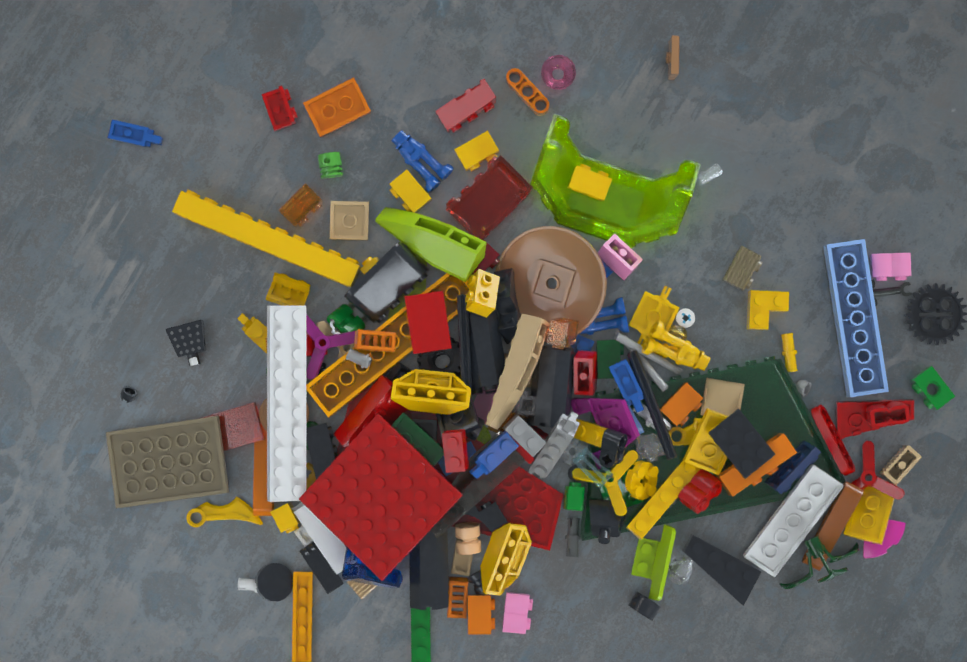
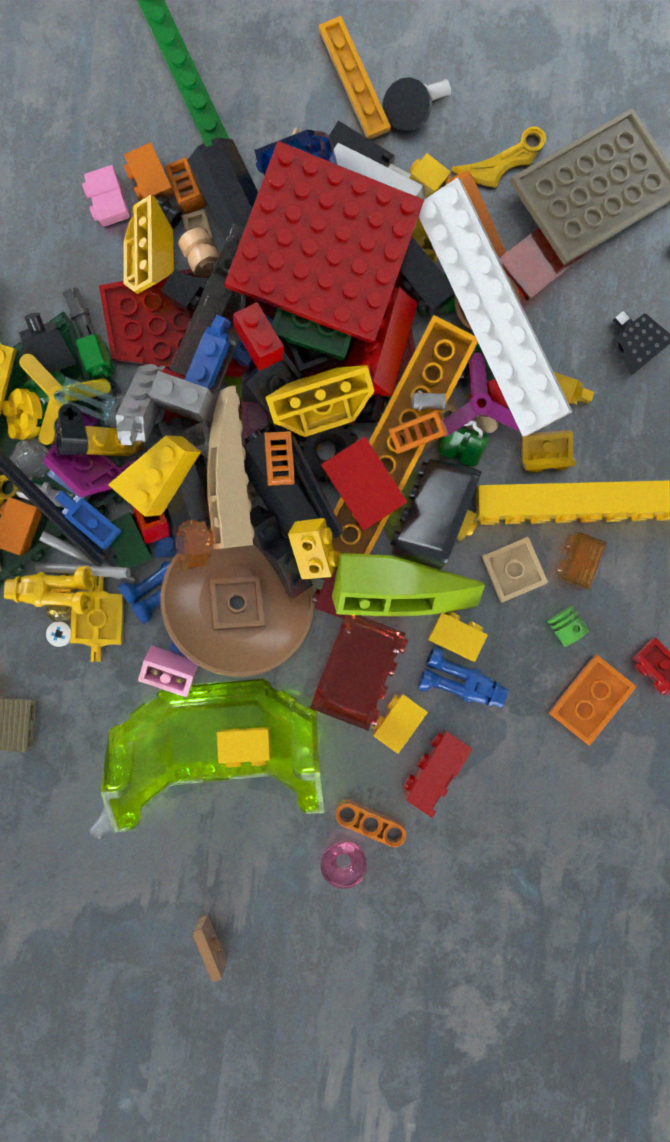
camera: 160 degrees right, 0 degrees up
(483, 347) = (281, 480): none -> orange slope
(566, 389) = (156, 475): none -> yellow wedge

